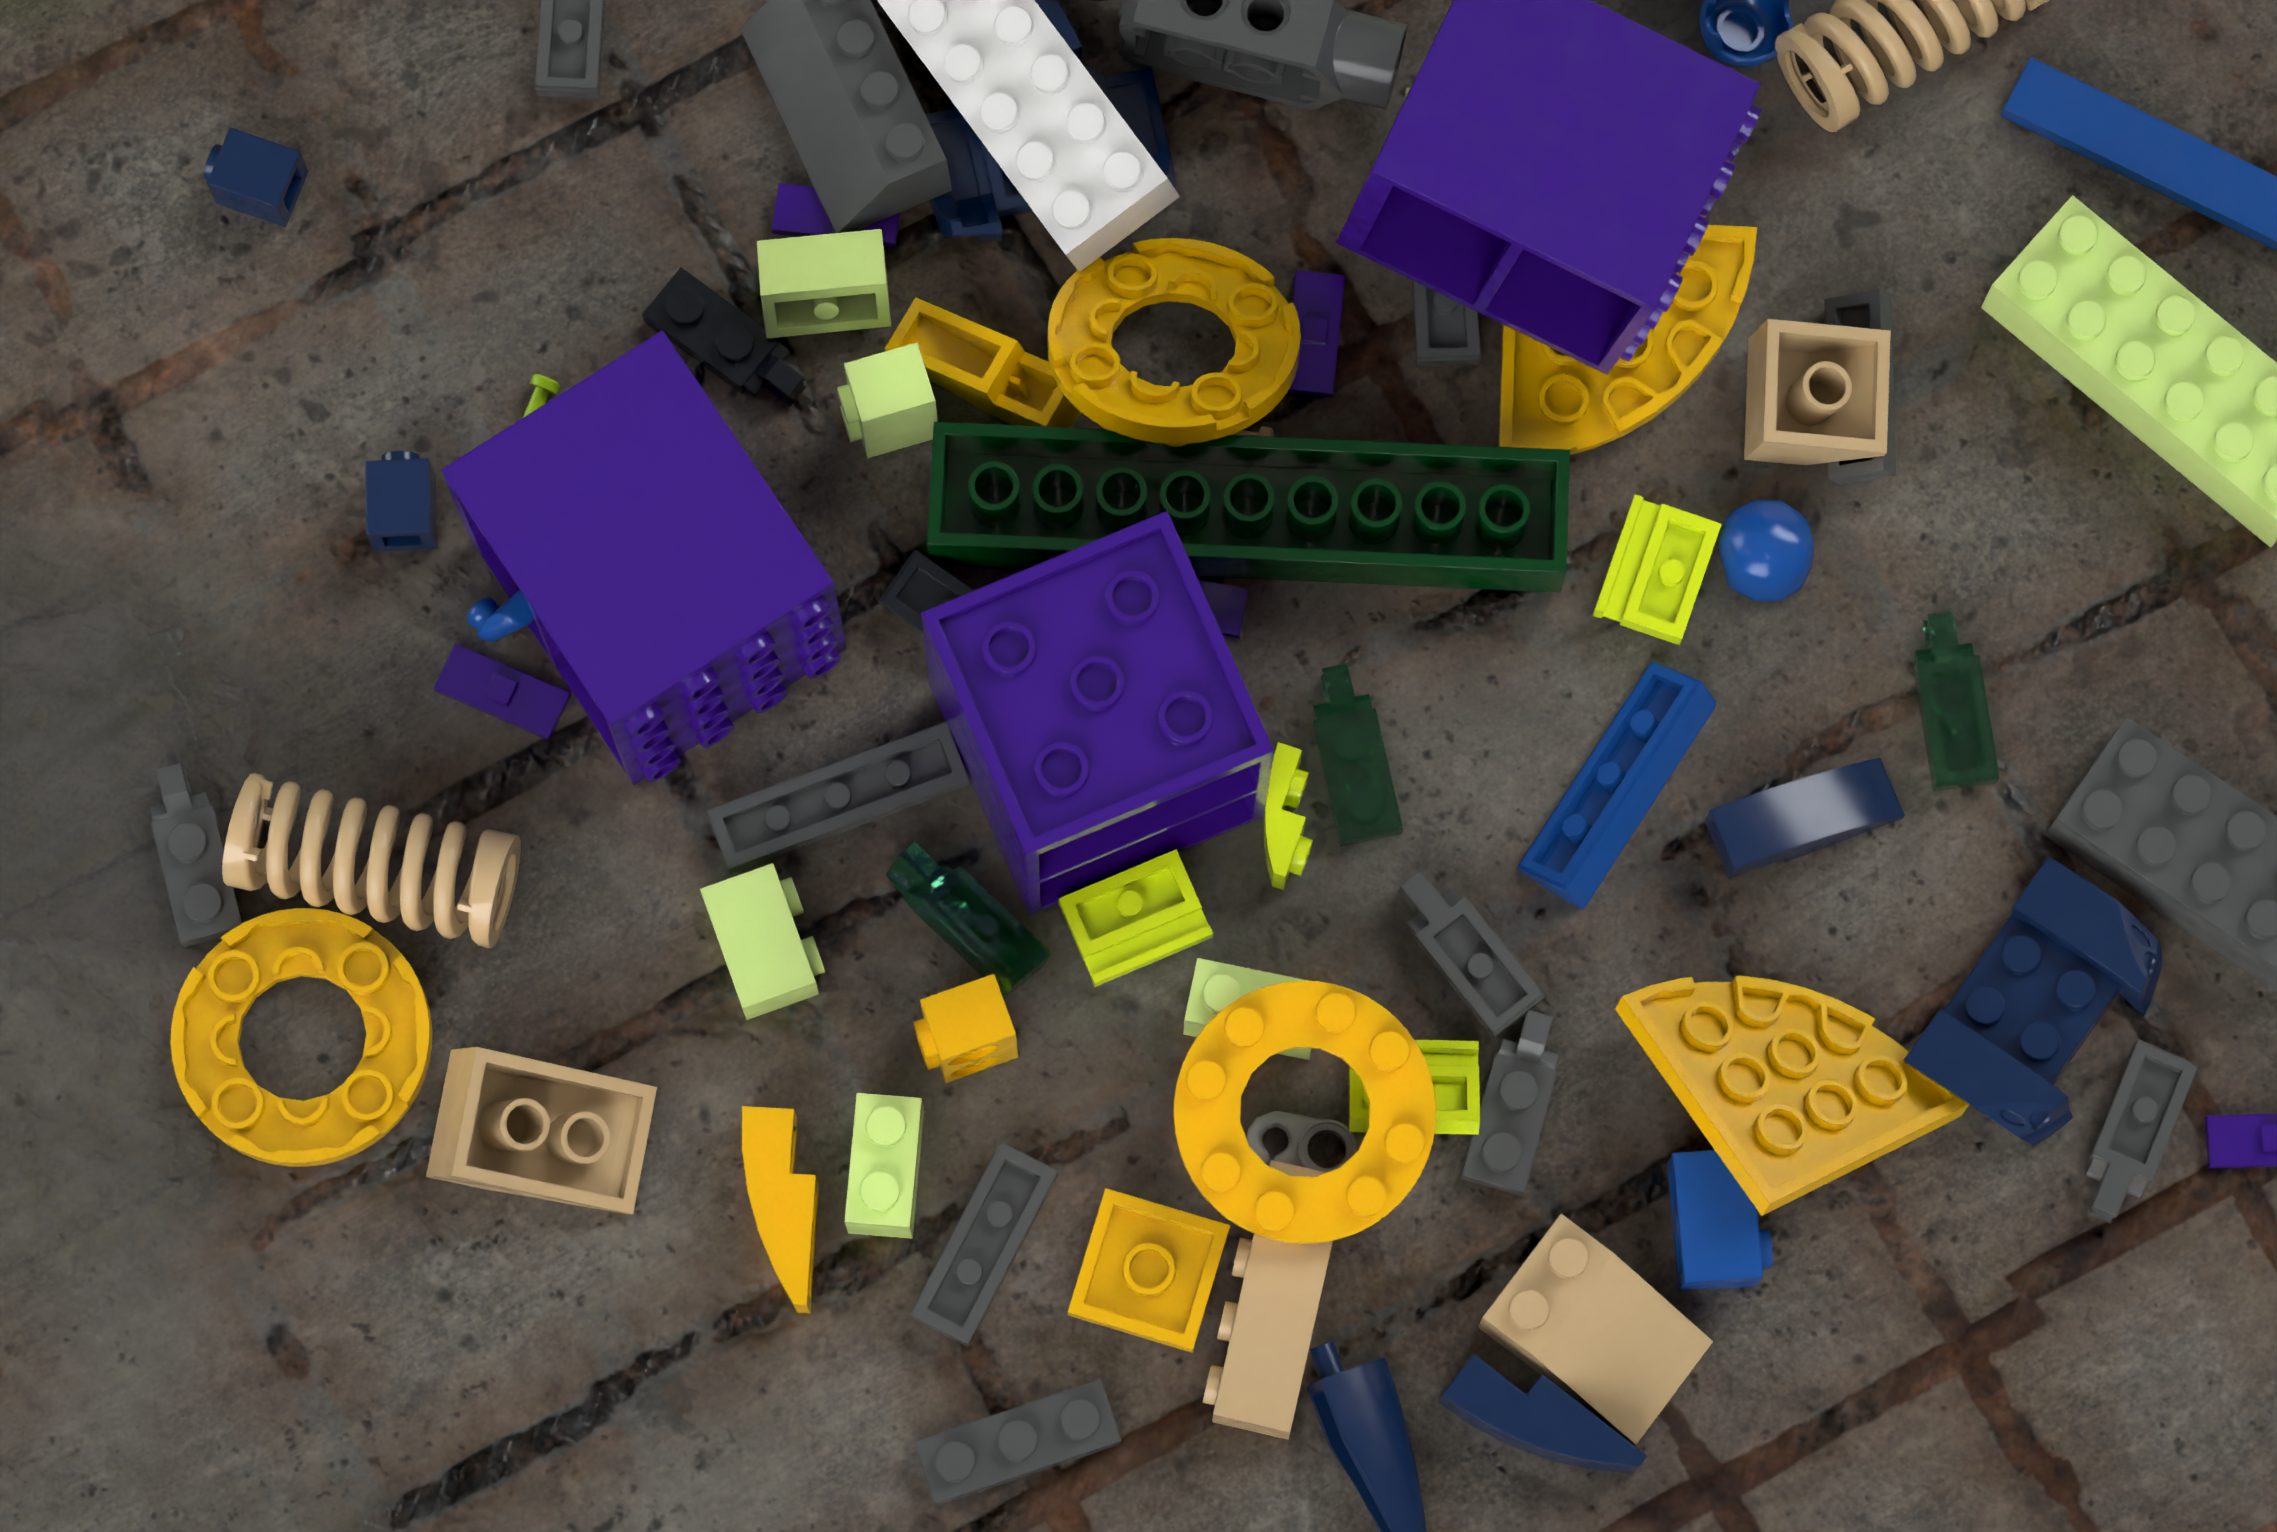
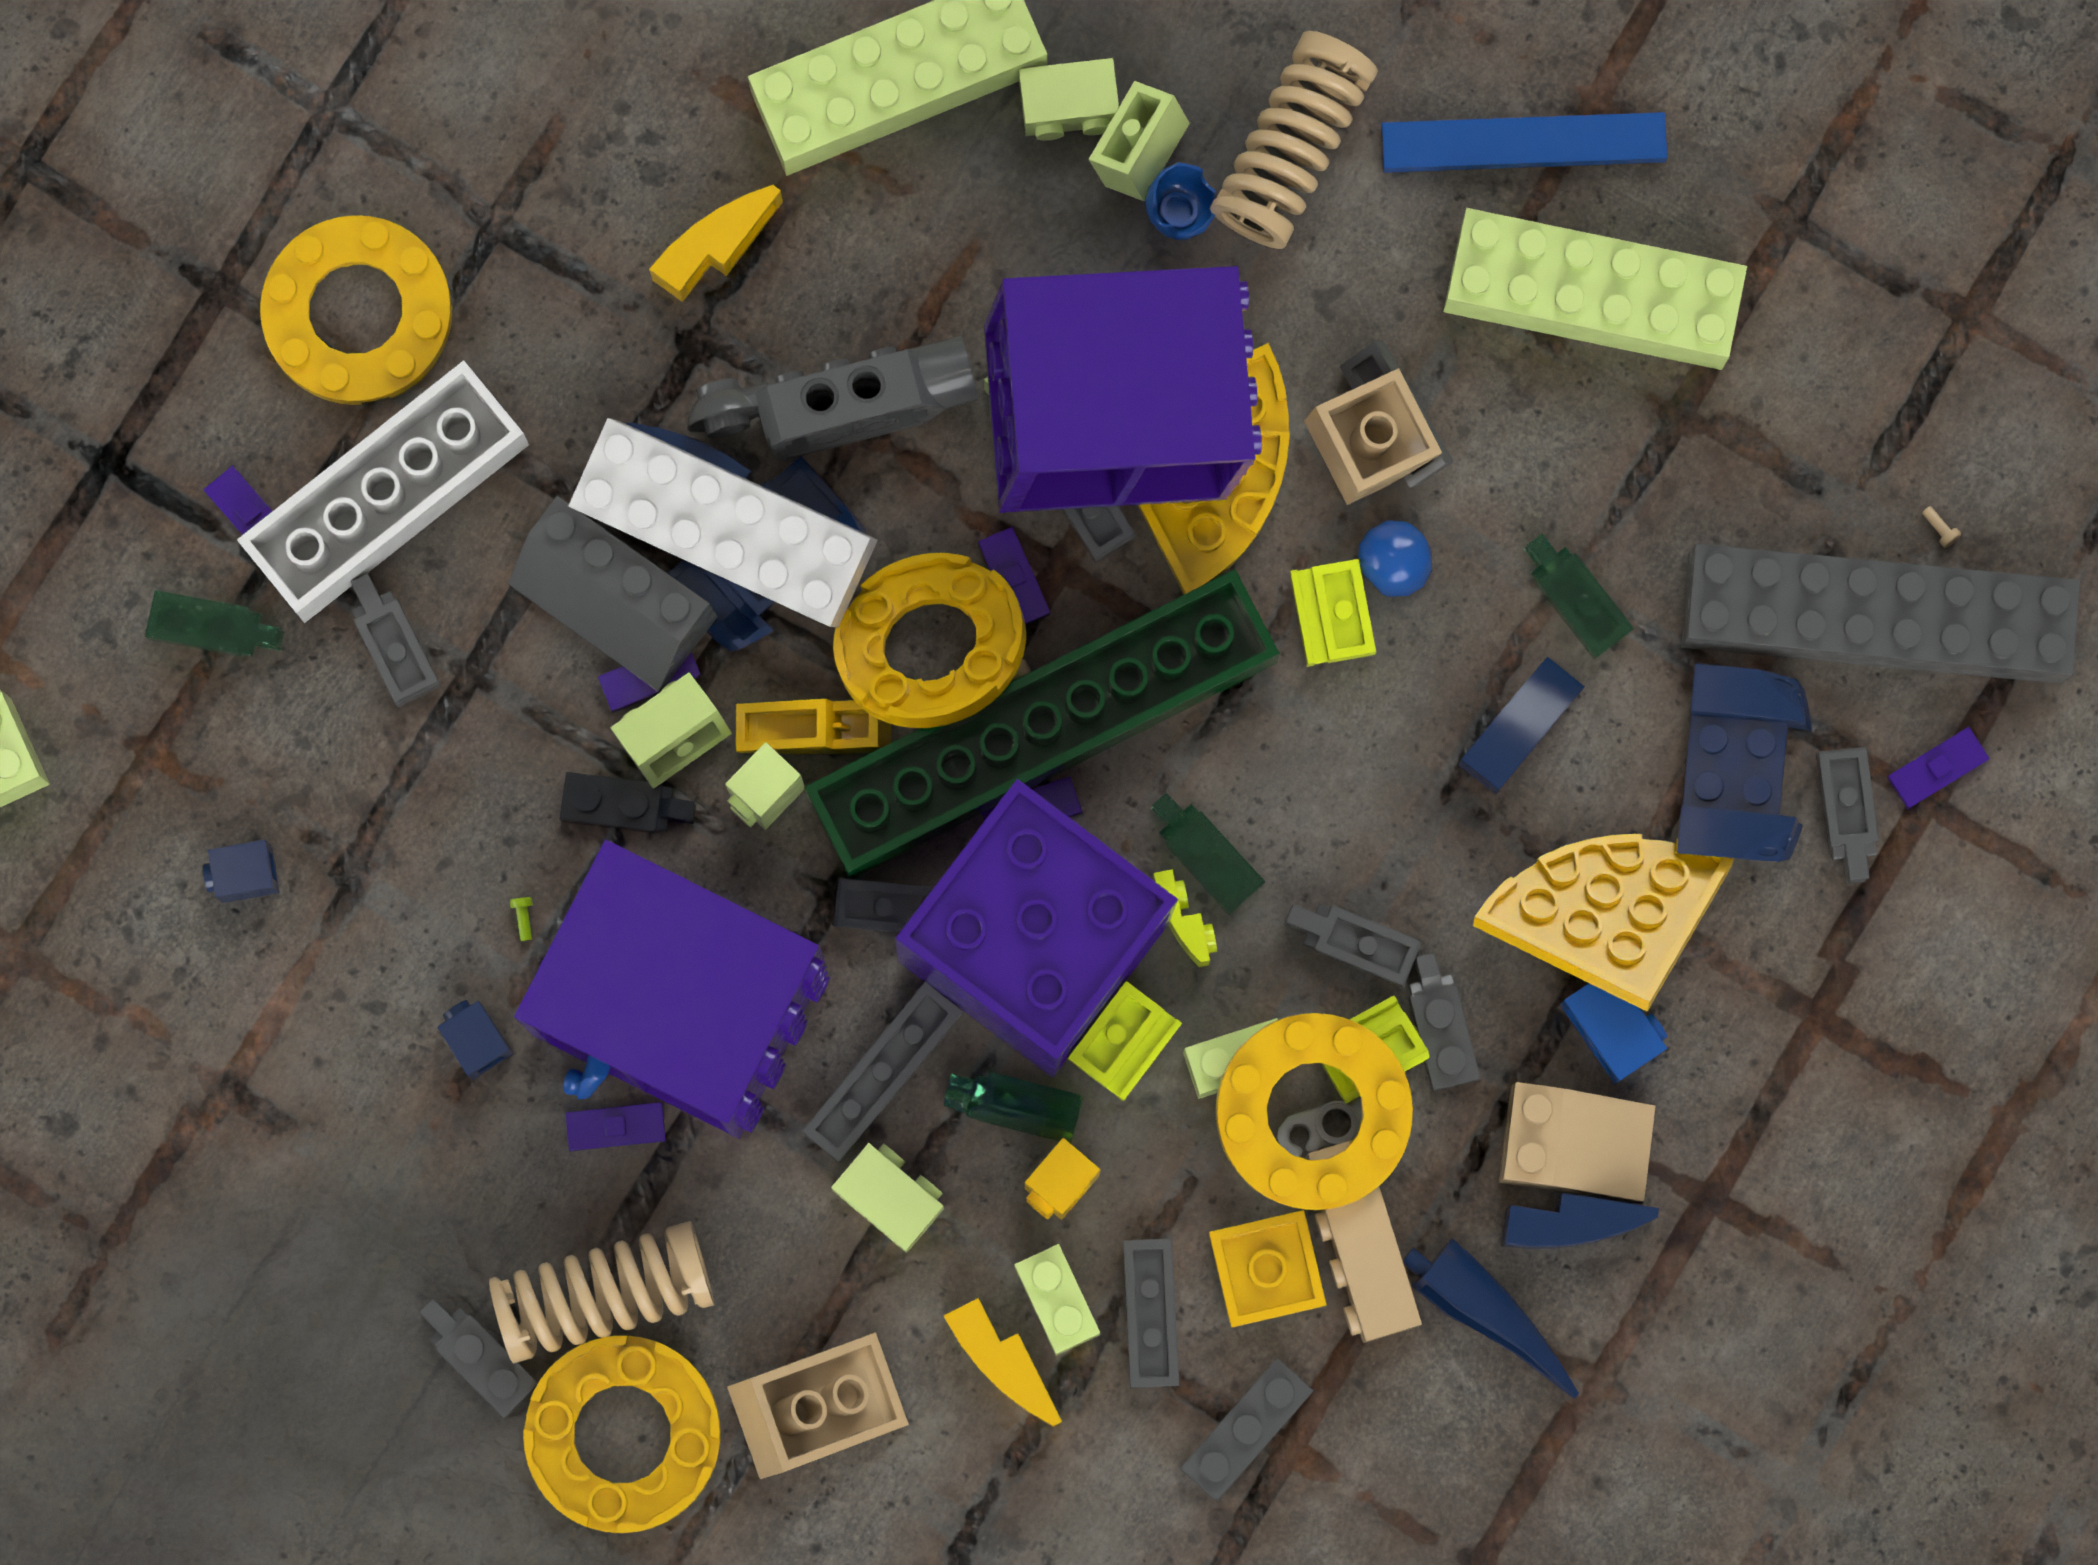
camera: 30 degrees left, 5 degrees up
(1618, 784) = (1386, 770): blue slope -> none

